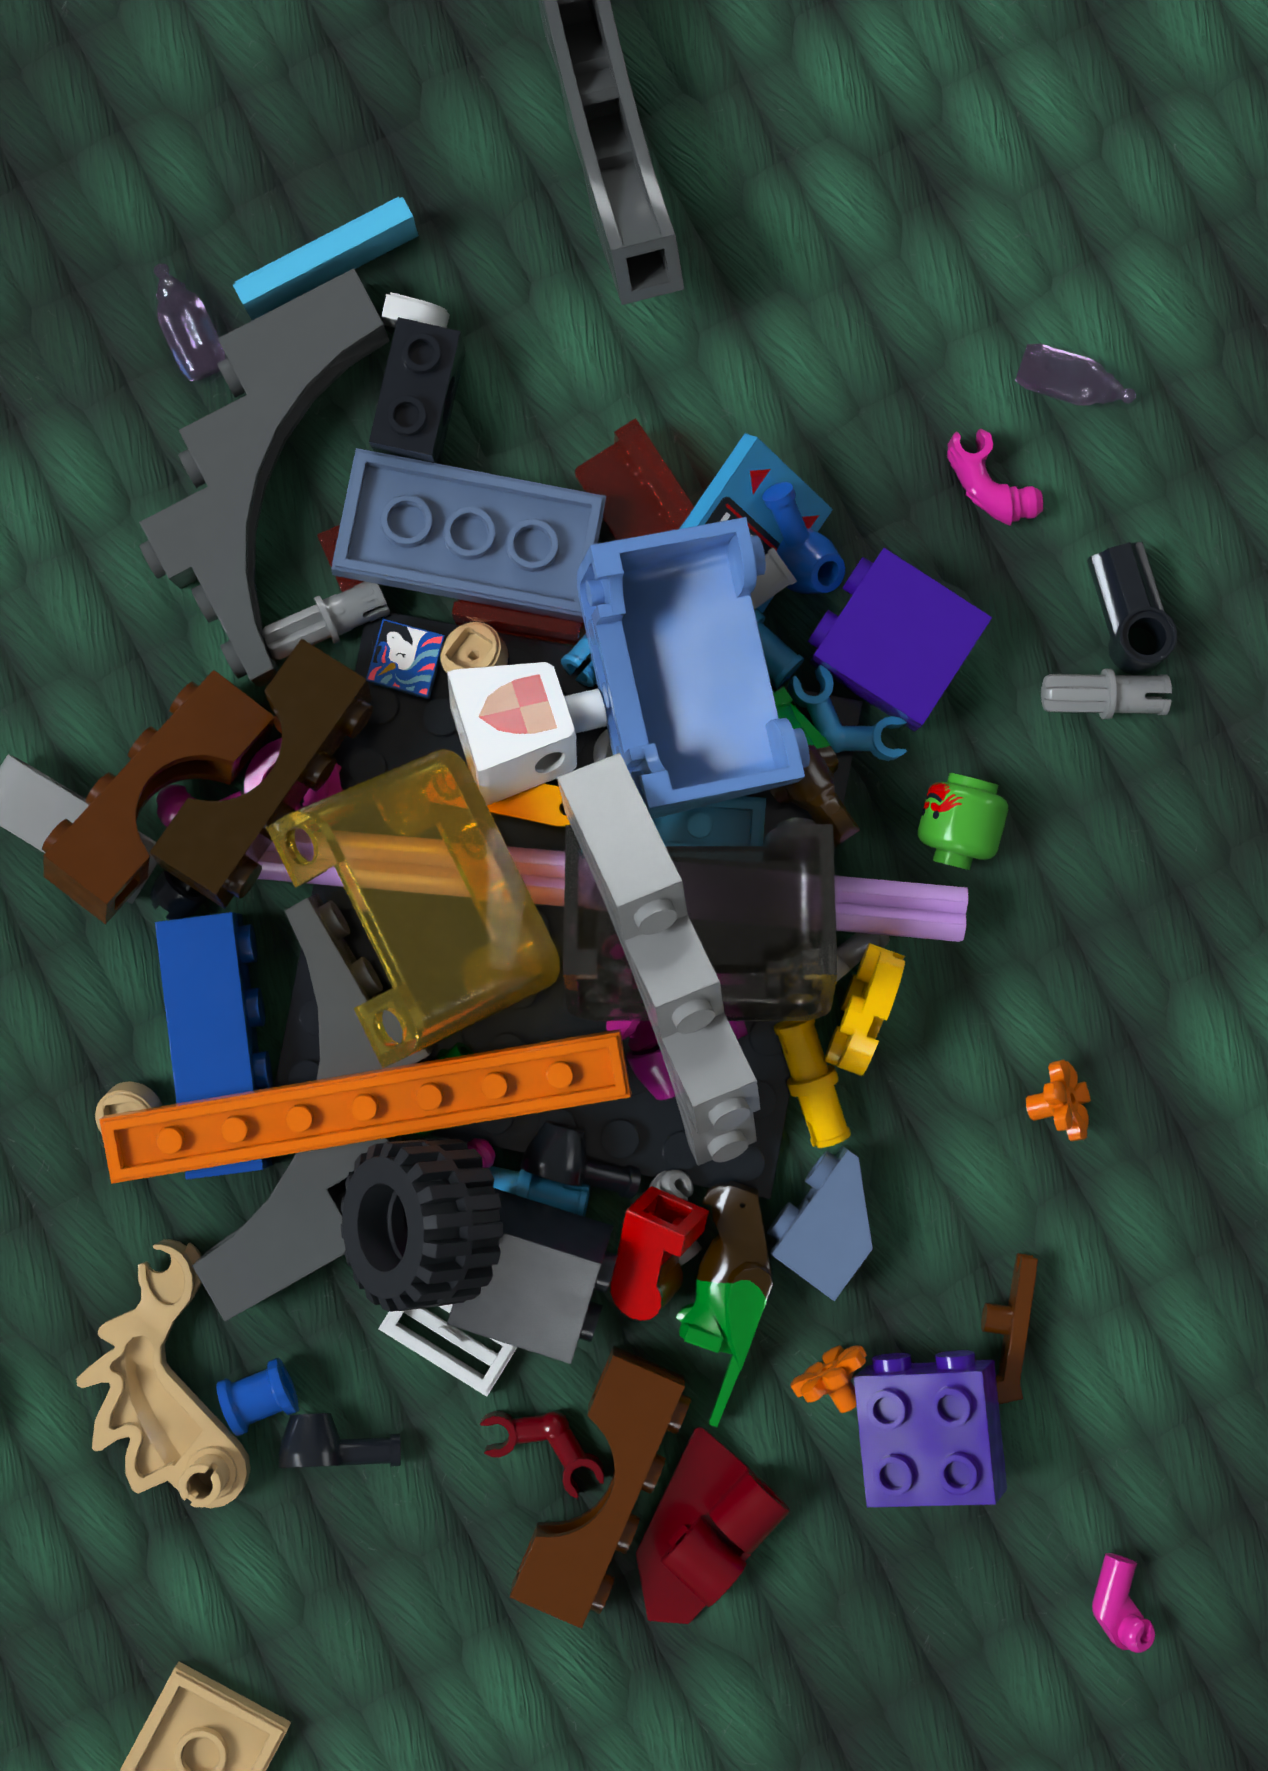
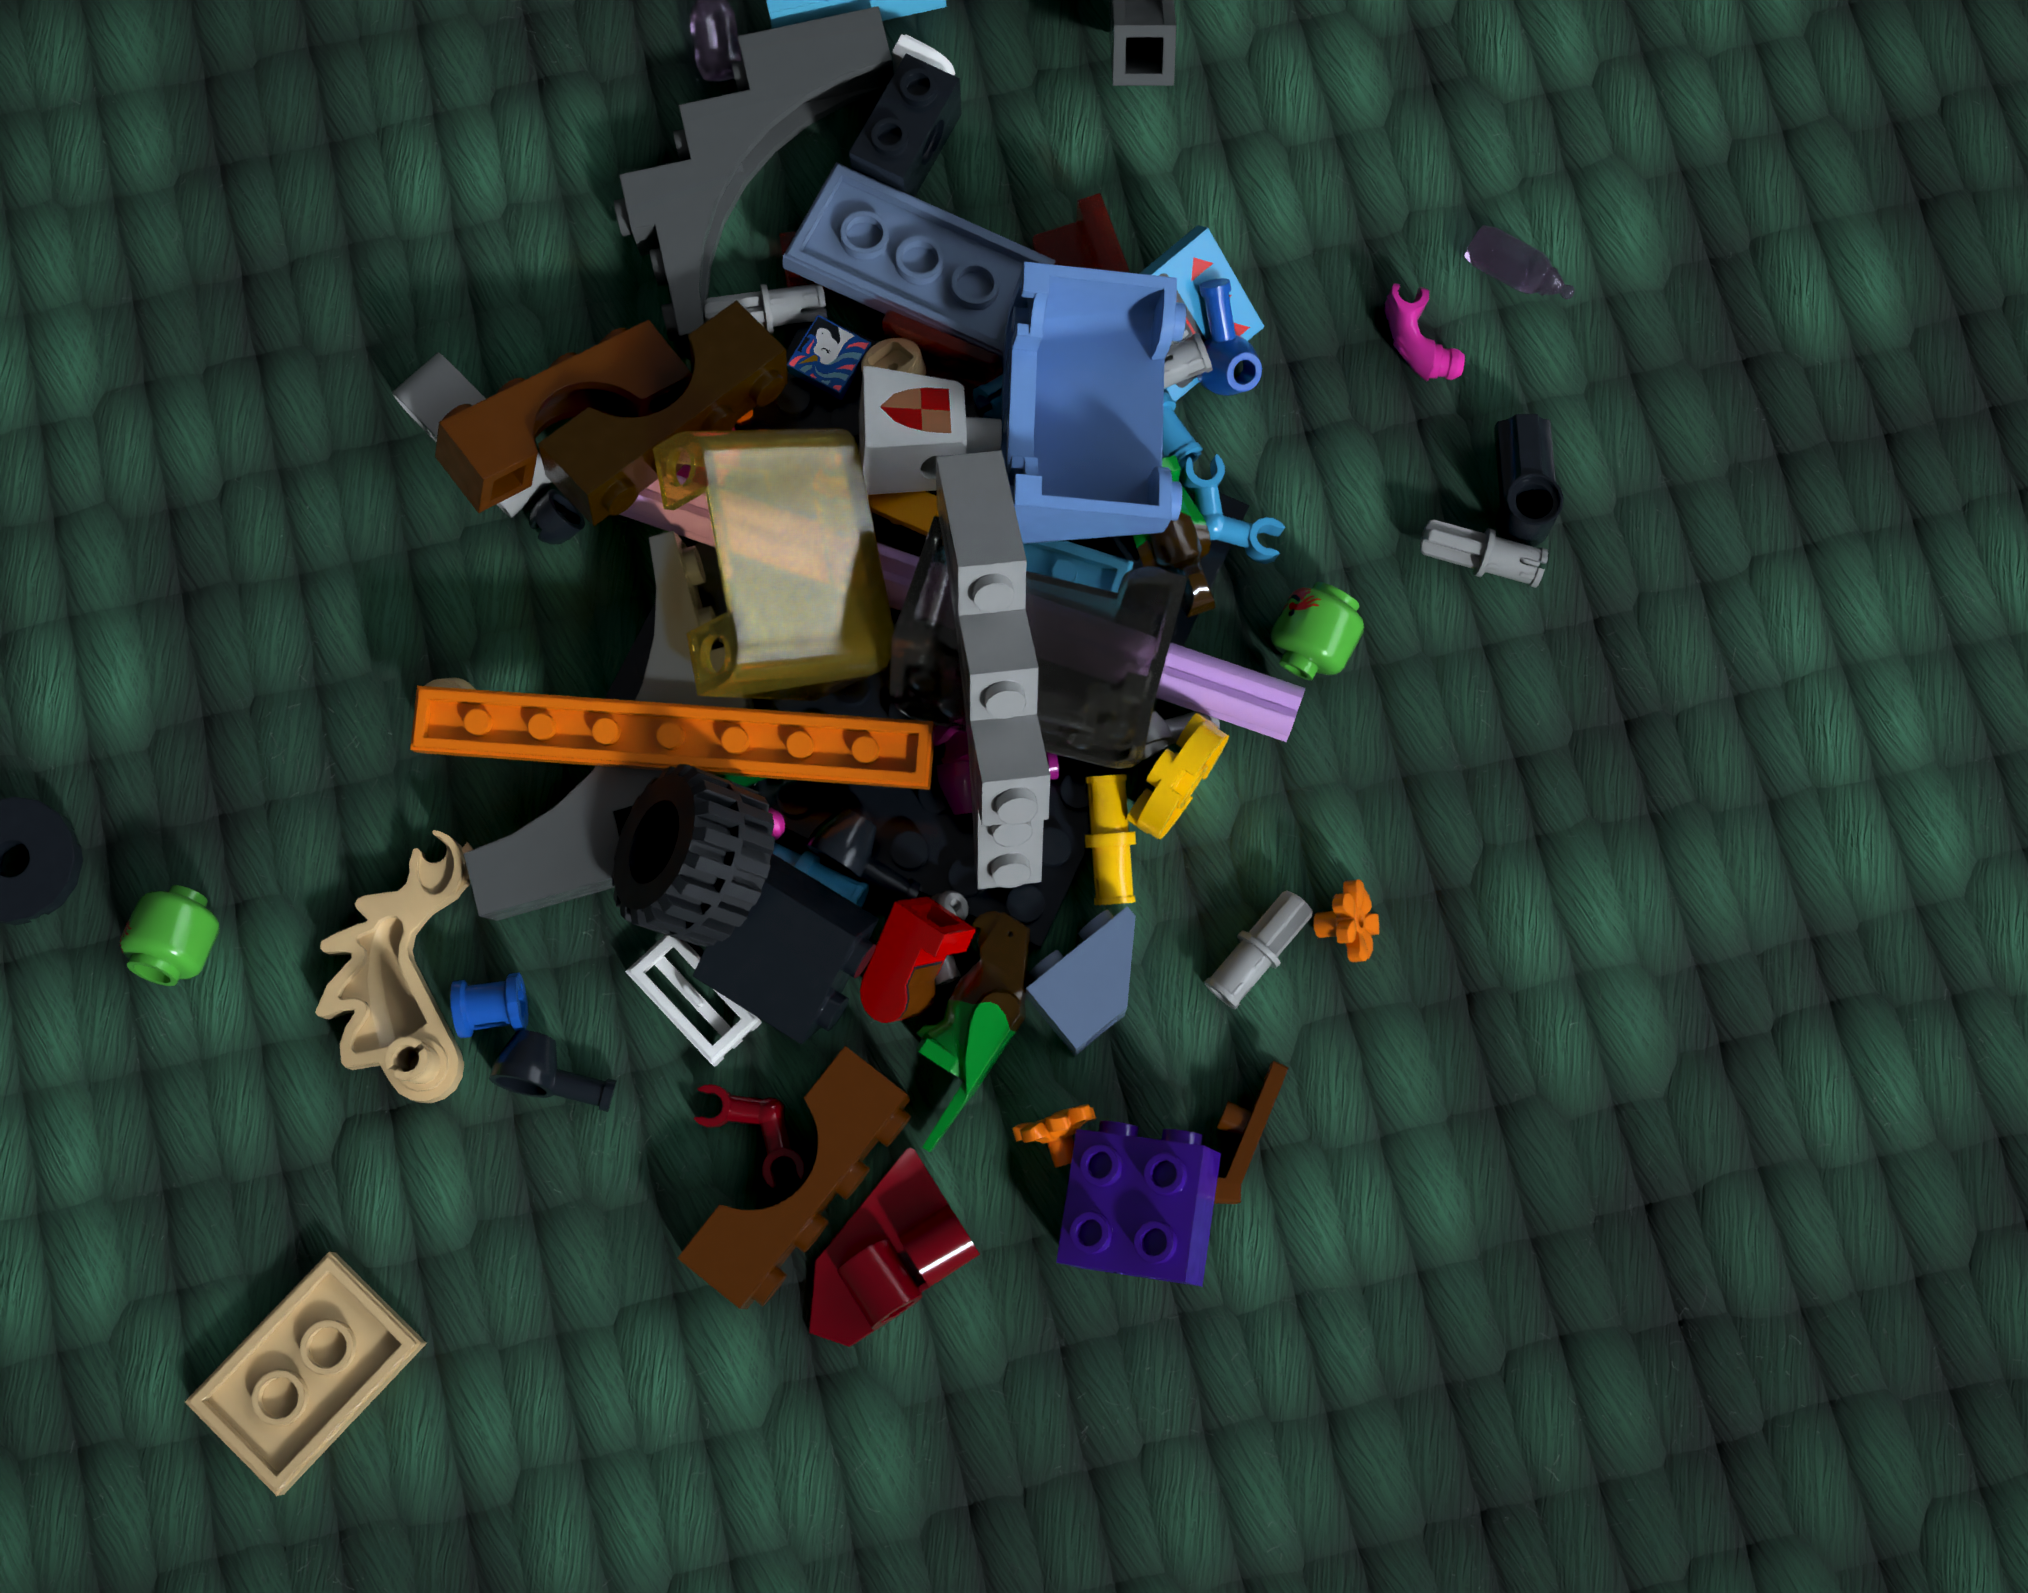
camera: 20 degrees right, 10 degrees down
(213, 1014) = (554, 639): blue brick -> none
(897, 638) = (1296, 448): dark purple brick -> none
(981, 1147) = (1259, 949): none -> light grey axle
(1115, 1608) = (1283, 1444): dark pink arm -> none

